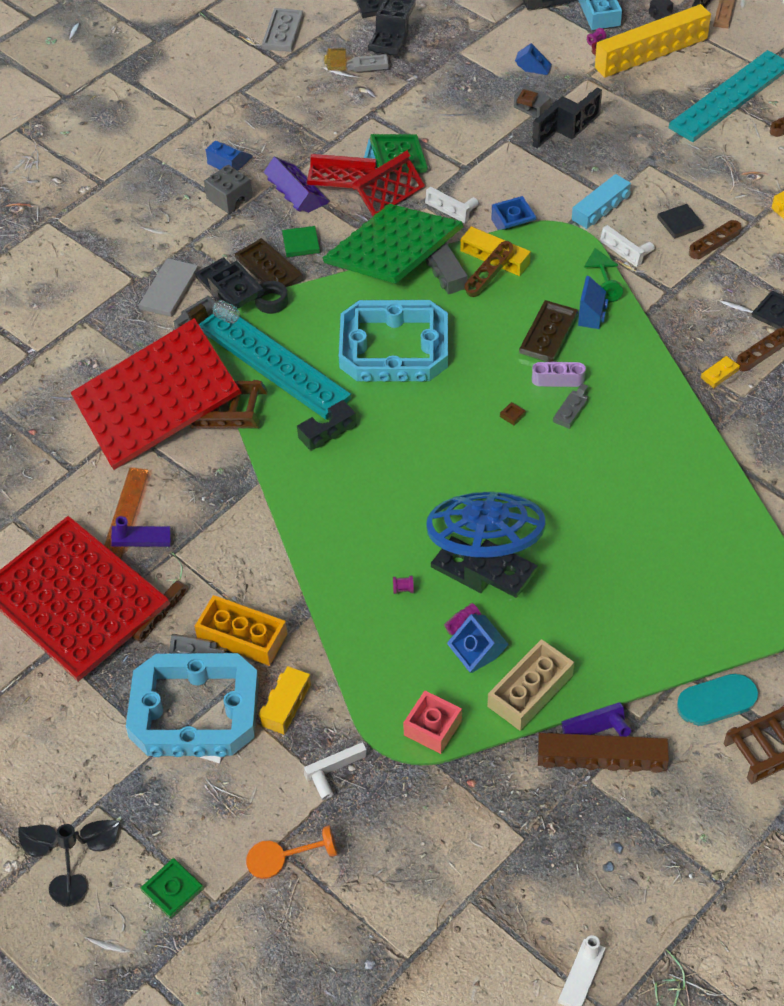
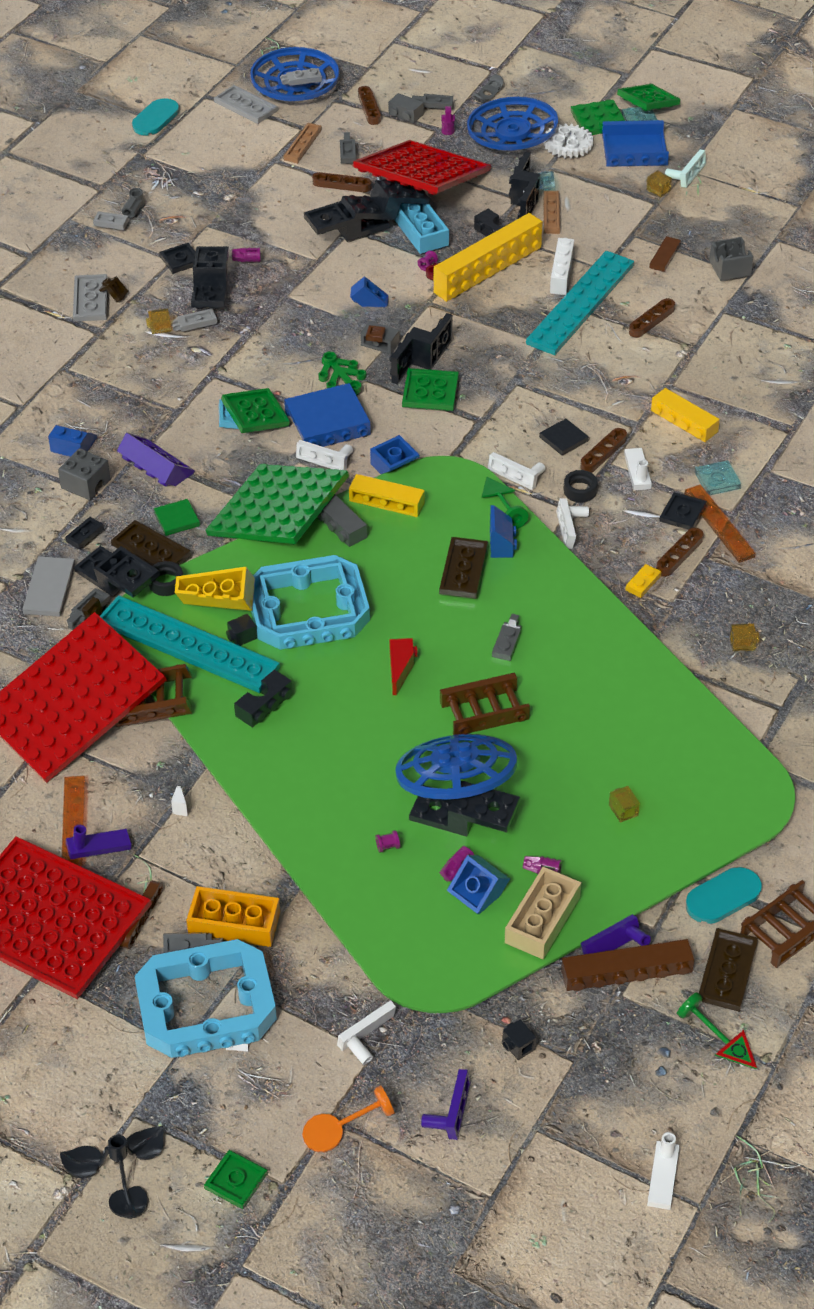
camera: 15 degrees left, 5 degrees down
(214, 243) = (84, 533): none -> black plate
(223, 510) = (178, 802): none -> white slope
(226, 311) = (124, 600): clear brick -> none
(285, 700) = (297, 976): yellow brick -> none
(305, 24) = (114, 288): none -> dark brown bracket
(311, 314) = (219, 589): none -> yellow wedge
(325, 357) = (241, 630): none -> black brick
(338, 165) = (203, 431): red fence -> none
(383, 170) = (248, 430): red fence -> none
(390, 876) = (454, 1119): none -> dark purple piece
(432, 9) = (246, 255): none -> magenta hinge
(432, 722) = (456, 966): coral brick -> none
(464, 168) = (328, 415): none -> blue panel
(464, 412) = (401, 661): none -> red slope
(476, 806) = (518, 1039): none -> black brick
(481, 116) = (331, 360): none -> green plant
(487, 267) = (390, 515): reddish brown beam -> none
(512, 413) = (449, 655): reddish brown tile -> none
(532, 452) = (482, 689): none -> reddish brown fence
(537, 633) = (535, 863): none -> magenta hinge
(558, 374) = (485, 608): lavender beam -> none
(566, 157) = (430, 389): none -> green plate
(601, 201) = (479, 429): medium azure brick -> none
(640, 590) = (624, 804): none -> clear yellow brick
(660, 294) = (565, 515): none -> white piece
(683, 279) = (582, 495): none -> black tyre
(689, 860) = (735, 1050): none -> green piece
(701, 777) = (728, 969): none -> dark brown plate
(721, 59) = (562, 266): none -> white brick
(743, 263) = (637, 468): none -> white piece

